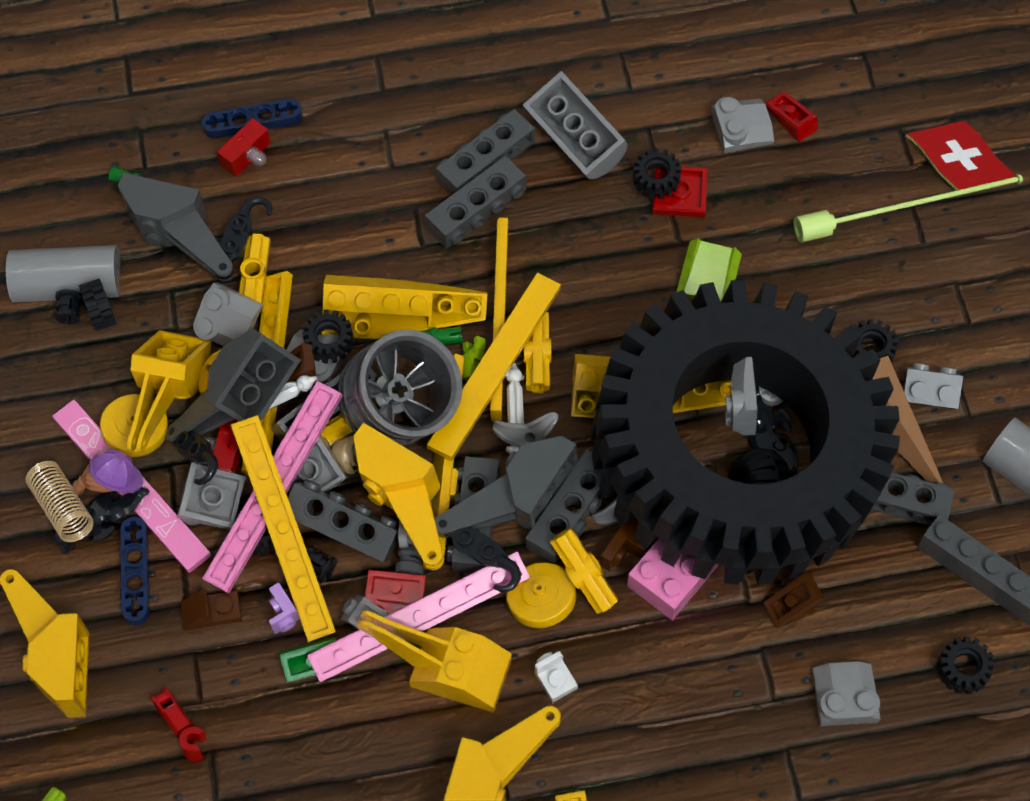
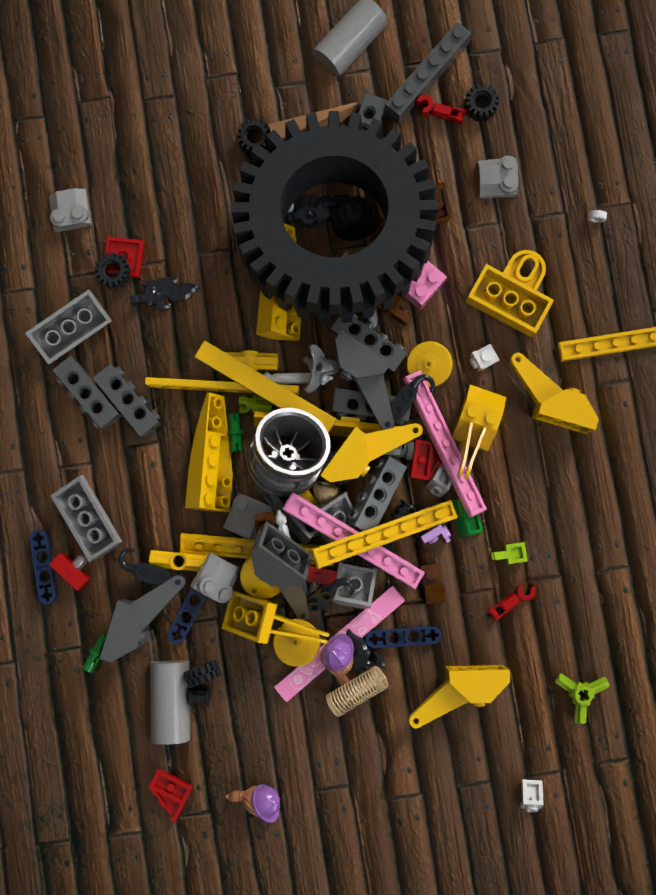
camera: 85 degrees left, 20 degrees up
(170, 278) = (186, 607): none -> dark blue beam
(251, 724) = (513, 553): none -> lime plate
(313, 160) = (86, 518): none -> light grey brick
(328, 322) = (228, 500): black tyre -> none
(584, 570) = (417, 334): yellow piece -> none
(635, 233) = (156, 290): none -> black piece
(653, 713) = (511, 296): none -> yellow brick
(707, 264) = (193, 241): lime slope -> none
(742, 403) = (319, 211): light grey slope -> none
(793, 116) = (64, 174): red slope -> none
(933, 387) = (285, 99): light grey bracket -> none
(945, 602) = (440, 110): none -> red piece
(956, 155) = (109, 62): flag -> none

